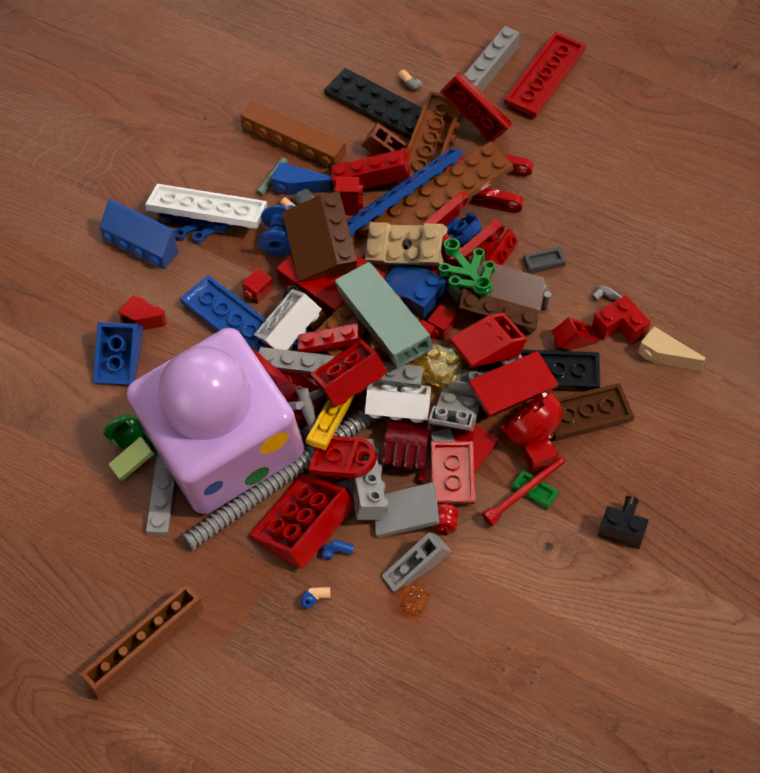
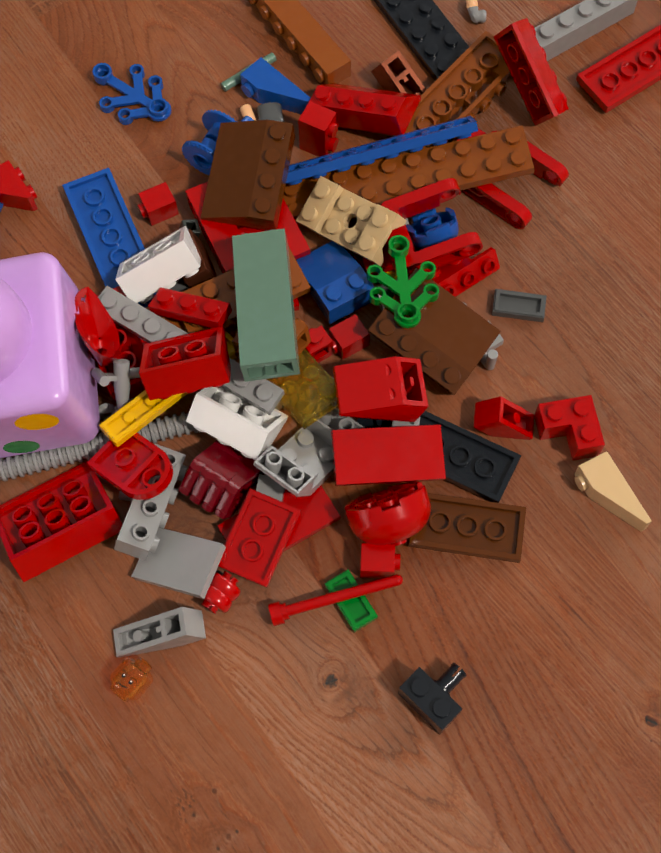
camera: 25 degrees right, 10 degrees up
(138, 234) = (54, 89): blue slope -> none
(206, 206) = (147, 81): white plate -> none
(313, 595) = (22, 619): arm -> none
(336, 546) = (78, 570): blue arm -> none
(608, 292) = (576, 379): light grey bar -> none

